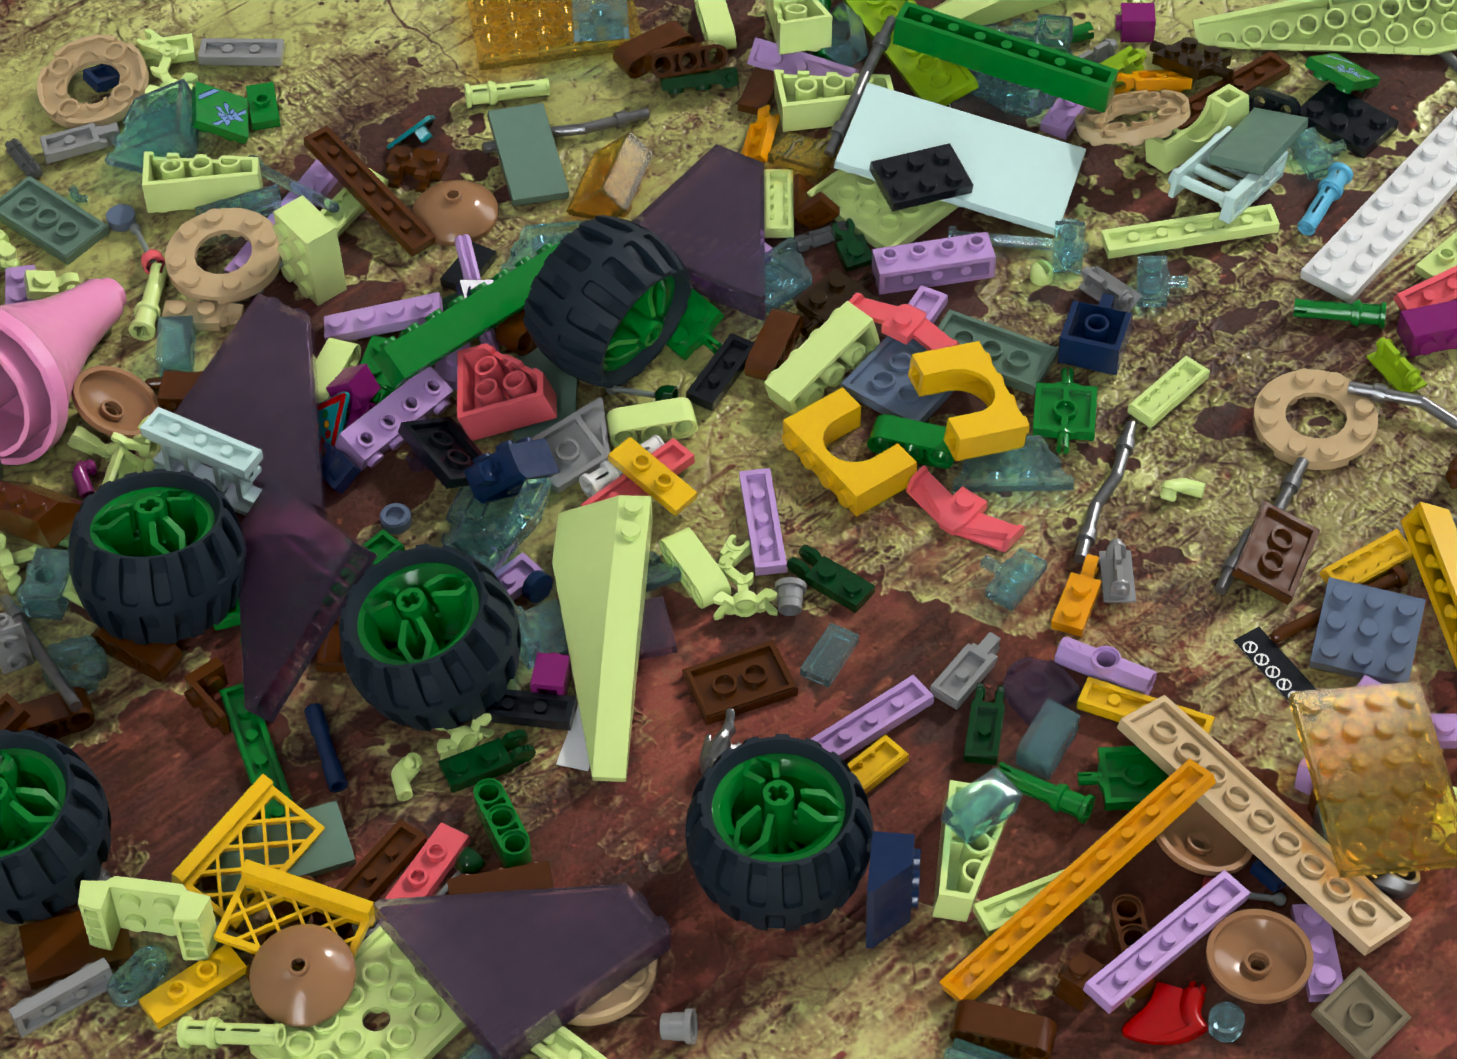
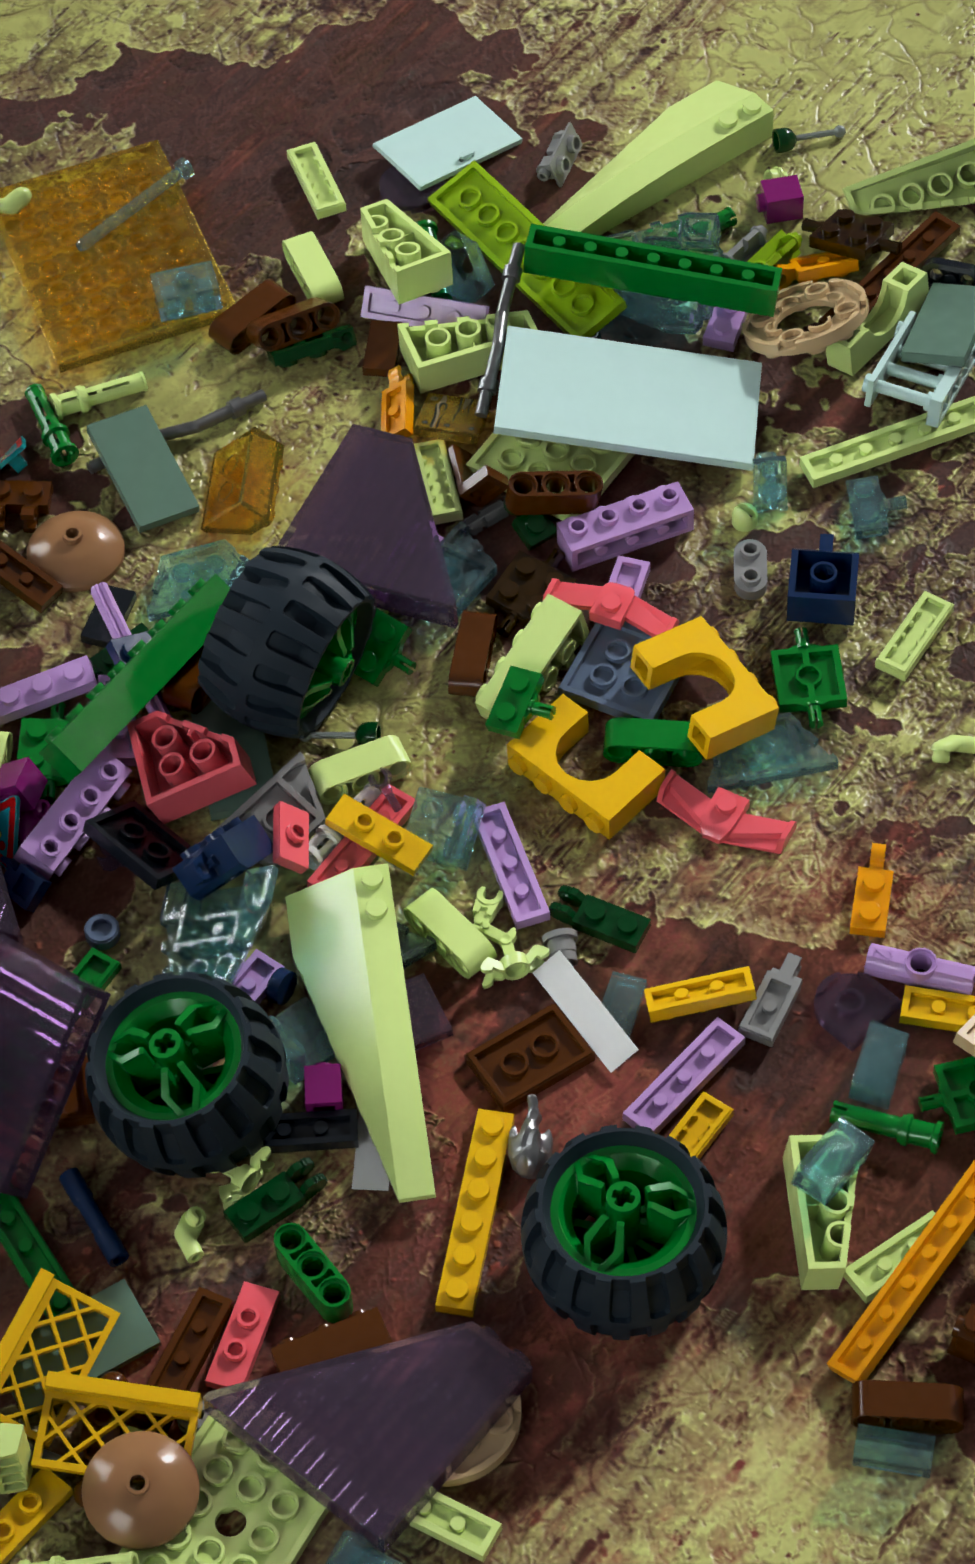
camera: 10 degrees left, 5 degrees up
(455, 91) = (38, 399): none -> green pin
(466, 862) = (285, 1325): dark green hinge -> none
(574, 464) = (290, 837): none -> coral plate
(657, 803) = (474, 1213): none -> yellow plate
(668, 439) = (386, 788): none -> hand
(679, 1026) = (561, 1467): light grey piece -> none
(715, 478) = (447, 824): none -> clear light blue bracket
(720, 372) = (422, 696): black plate -> none
(797, 651) = (585, 1011): none -> white sticker
(800, 387) = (518, 703): none -> green plate
(874, 223) = (553, 492): none -> reddish brown beam
(891, 884) = (754, 1266): dark blue slope -> none
(902, 654) = (700, 994): none -> yellow plate
(921, 177) = (592, 429): black plate -> none
(985, 727) = (807, 1063): dark green hinge -> none
(1013, 577) = (797, 883): clear light blue plate -> none
(1014, 356) = (742, 621): sand green tile -> none
(1015, 241) = (699, 485): clear light blue bar -> none
(1036, 315) = (750, 563): none -> light grey plate
(1087, 533) = (865, 817): flat silver bar -> none
(1098, 281) = (812, 521): light grey hinge -> none
(1117, 573) = (907, 859): light grey hinge -> none

